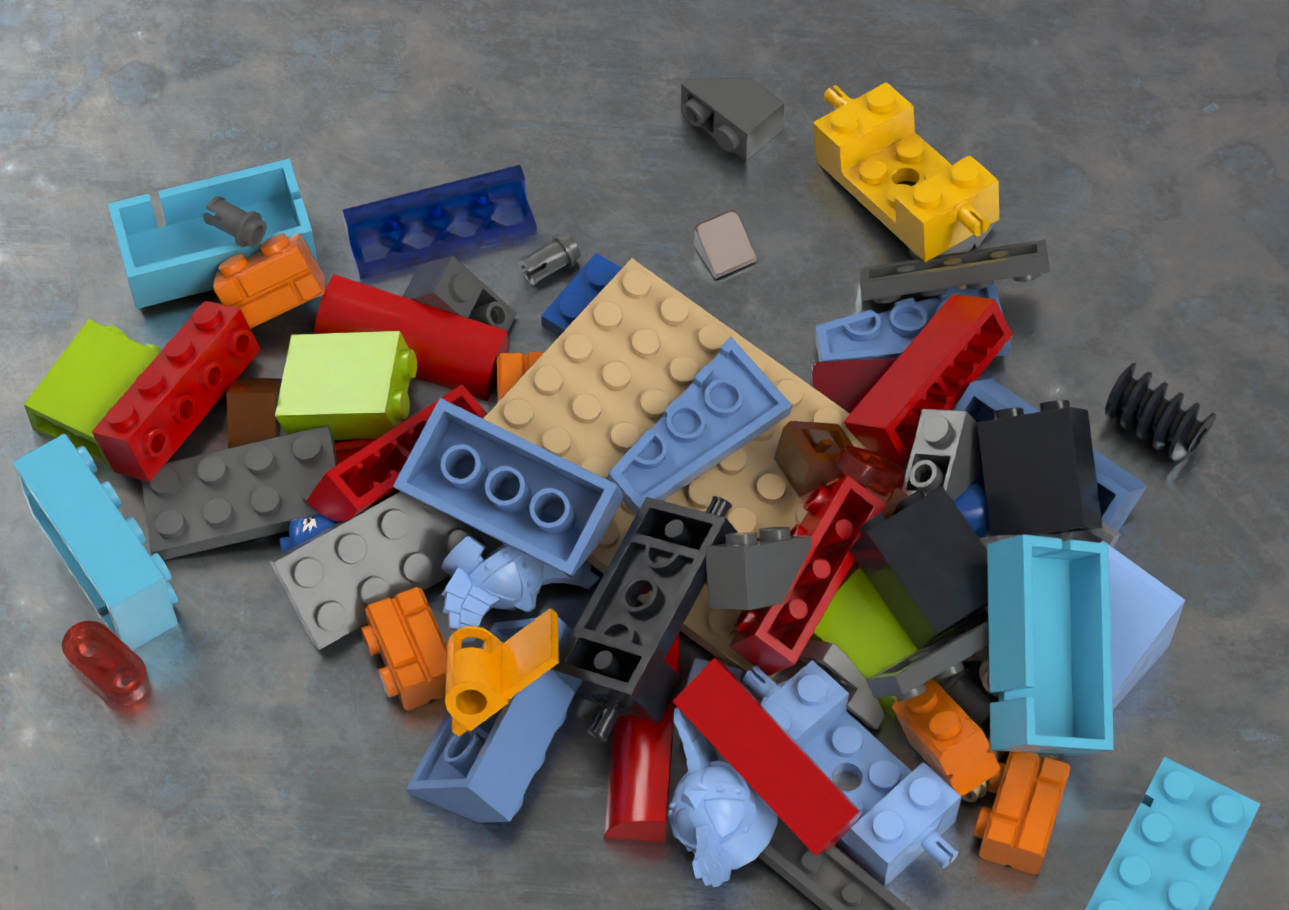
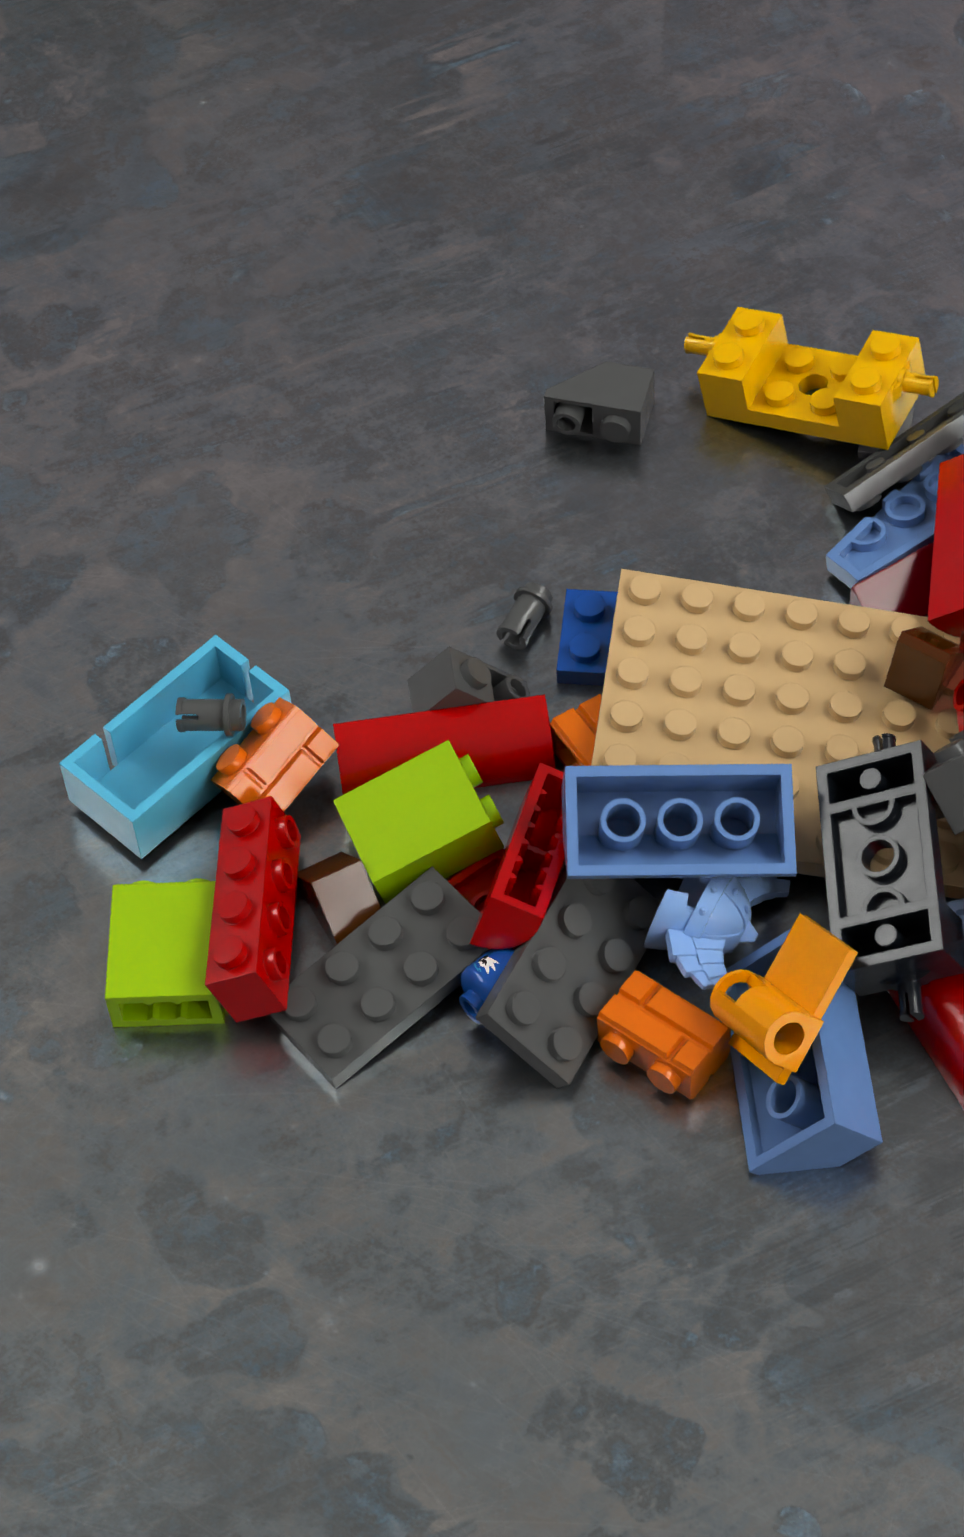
camera: 25 degrees left, 5 degrees down
(97, 541) = (280, 1090): medium azure piece -> none
(108, 666) = (367, 1204): clear red plate -> none
(436, 213) = (377, 624): clear blue fence -> none
(706, 424) = (807, 683): medium blue wing -> none
(723, 244) = (681, 525): slope -> none

